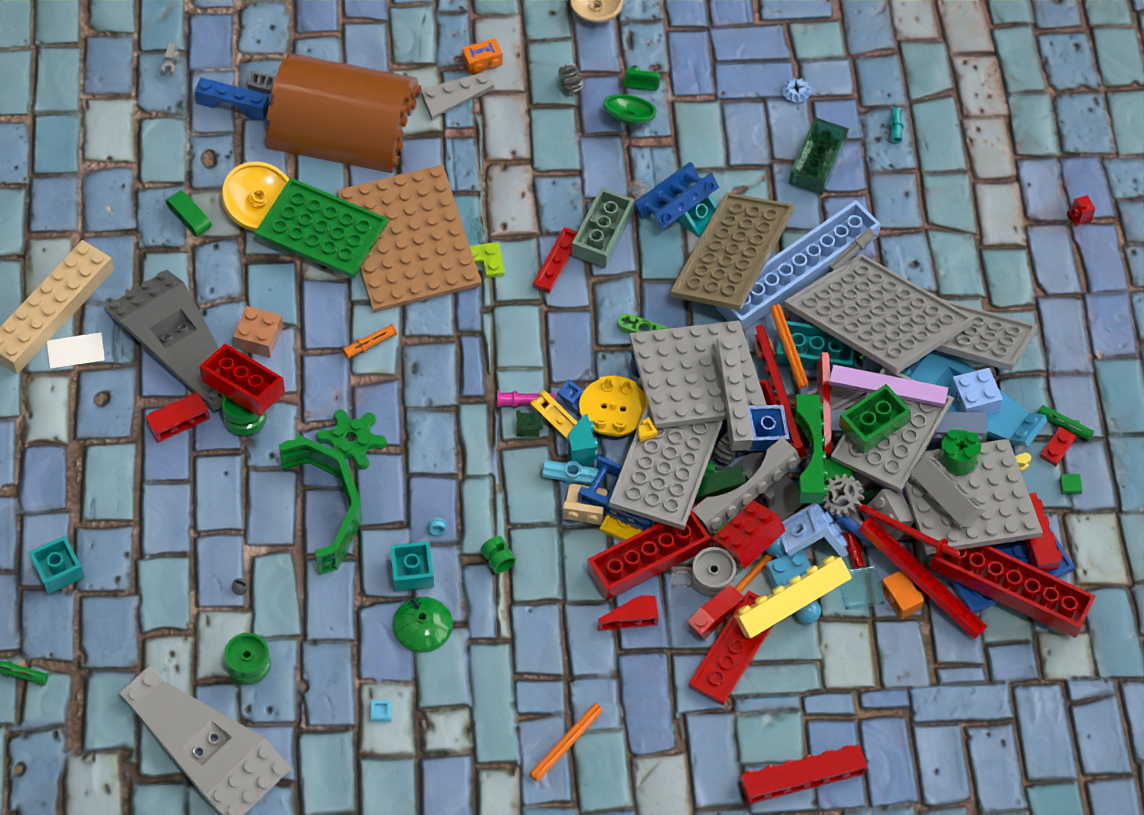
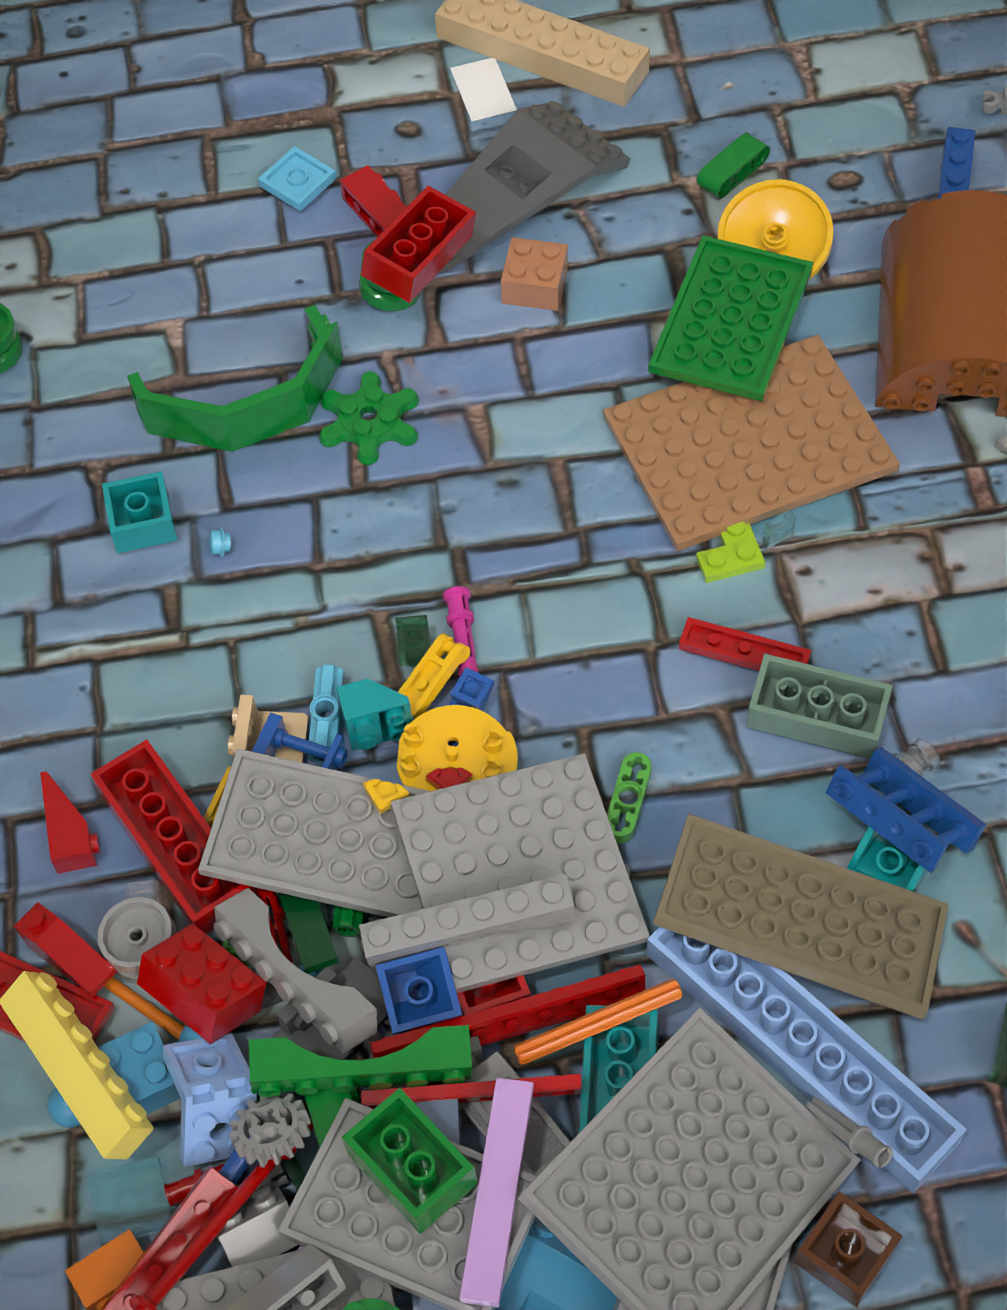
camera: 90 degrees right, 0 degrees up
(56, 564) = (130, 114): teal brick -> none
(138, 465) = (297, 178): none -> medium azure plate
(239, 589) = (117, 321): dark grey hinge -> none
(350, 350) = (521, 393): orange pin -> none
(422, 634) = (58, 559): green dish -> none
(498, 555) = (156, 629): green wheel -> none
(631, 407) = (448, 777): none -> red tile
(910, 260) = (847, 1249): none -> reddish brown brick

